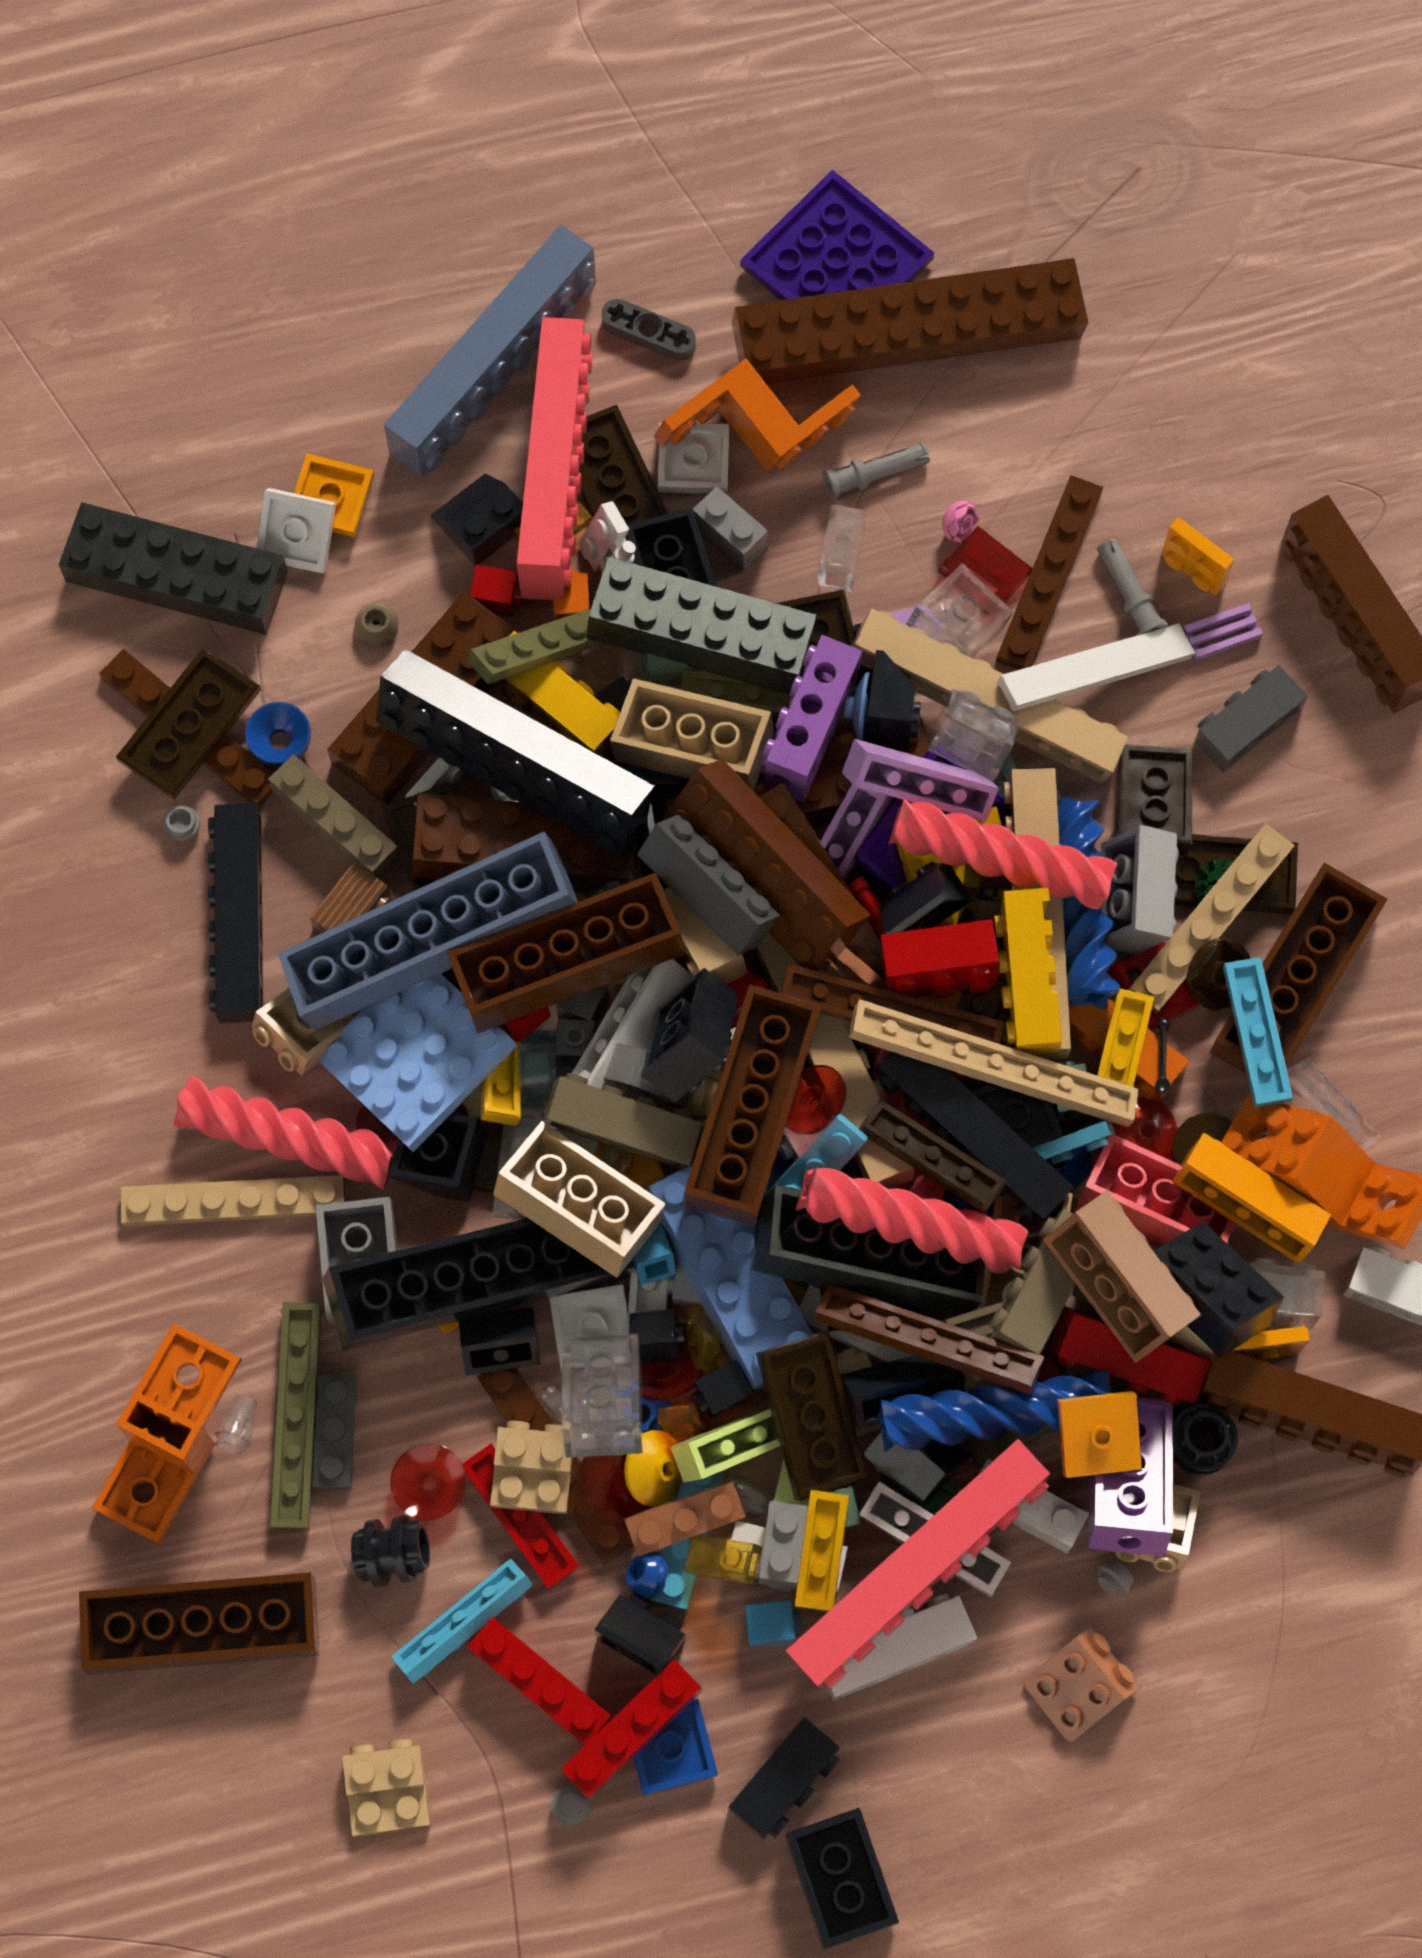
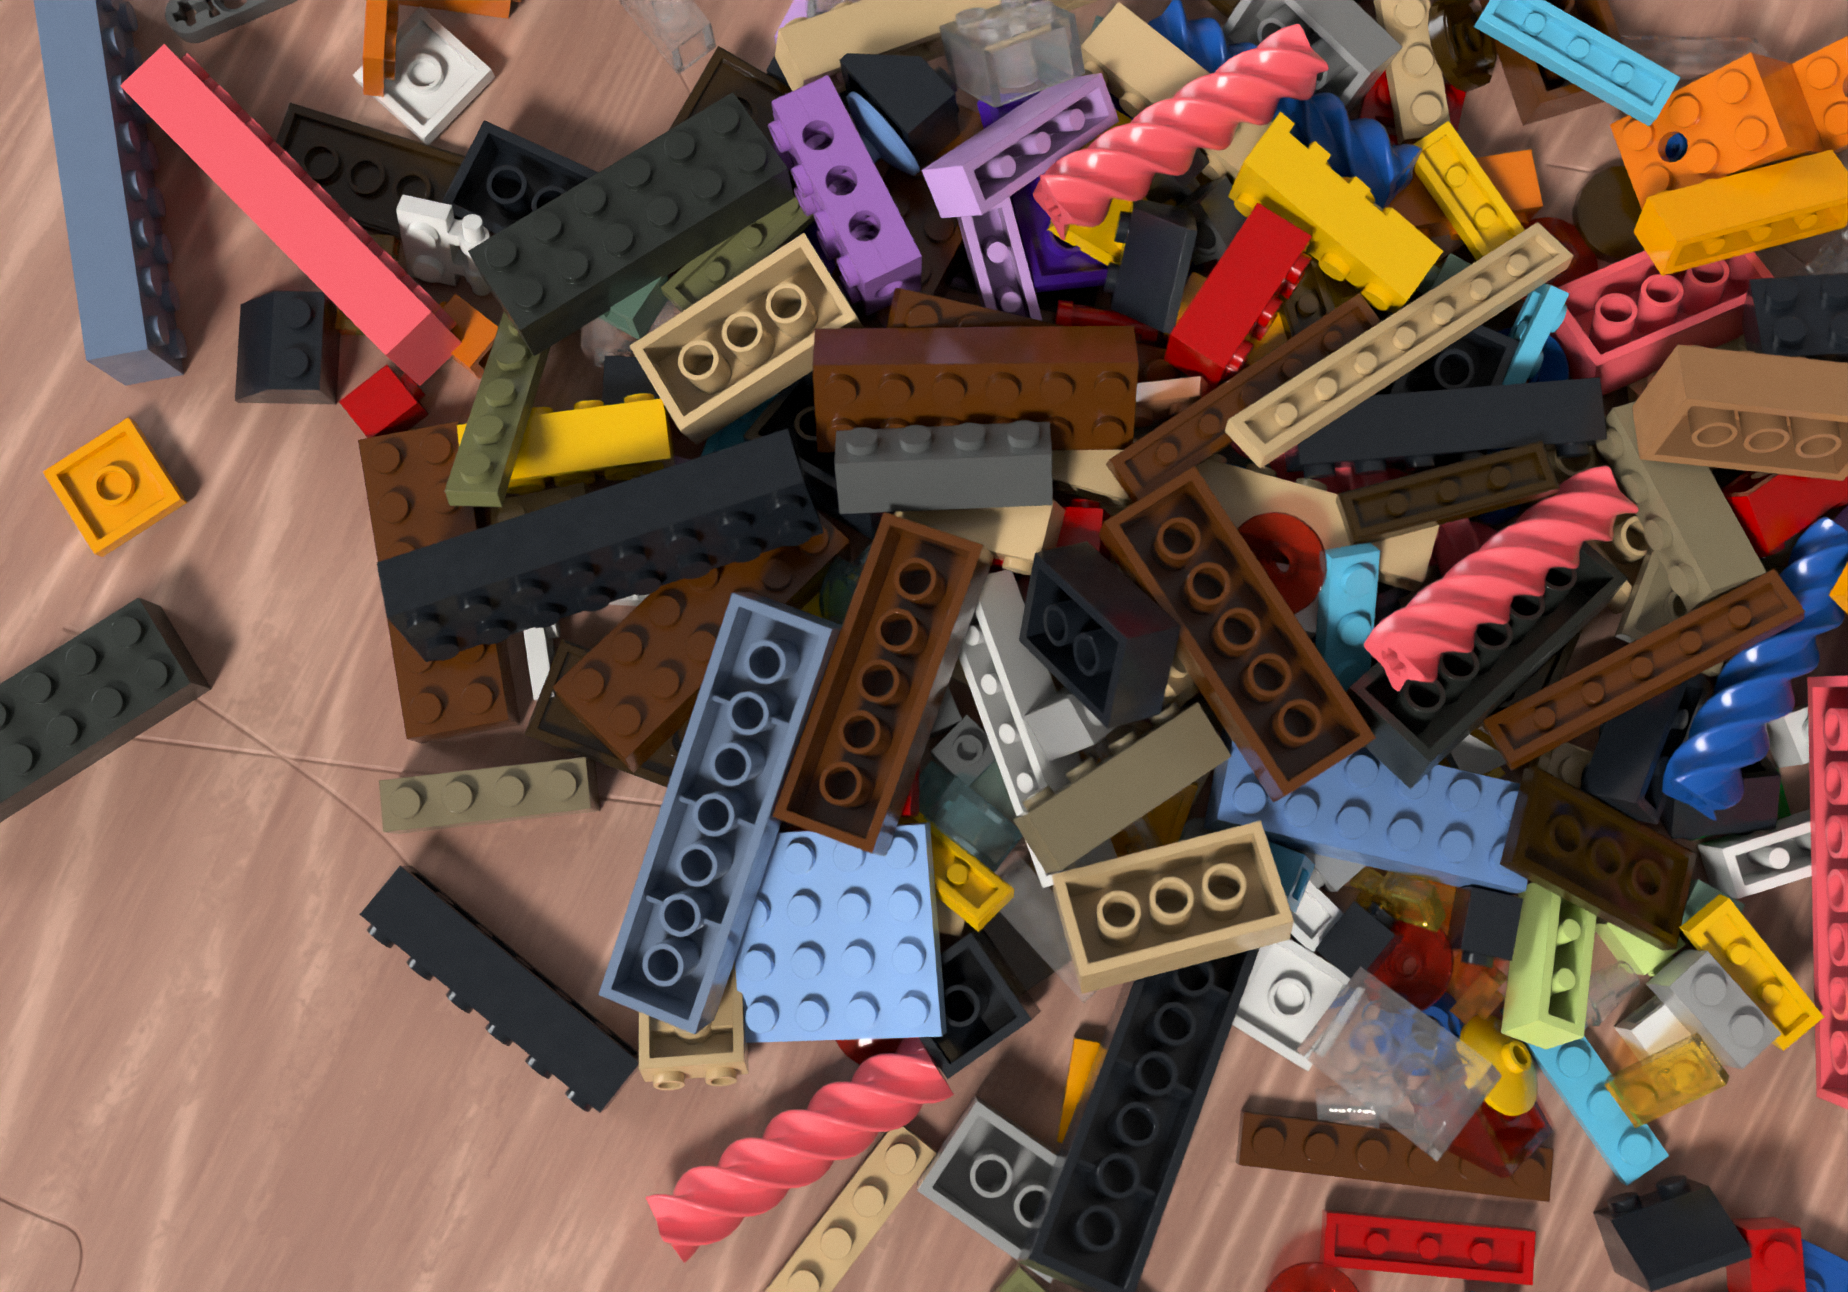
camera: 50 degrees left, 10 degrees up
(181, 823) = (345, 961): light grey plate -> none
(188, 723) = (238, 862): dark brown tile -> none
(227, 760) = (241, 862): reddish brown plate -> none
(277, 718) = (314, 770): blue piece -> none
(297, 529) = (120, 556): white plate -> none
(350, 897) = (602, 857): medium nougat brick -> none
(378, 634) = (322, 567): dark tan plate -> none
(499, 1341) = (1234, 1114): black brick -> none
(531, 1469) = (1397, 1197): tan plate -> none
(646, 1574) = (1602, 1167): blue plate -> none
(685, 1517) = (1584, 1083): nougat plate -> none
(730, 528) = (540, 103): light grey brick -> none
(772, 1624) = (1762, 1087): dark azure brick -> none
(1162, 1084) = (1535, 197): black hinge -> none

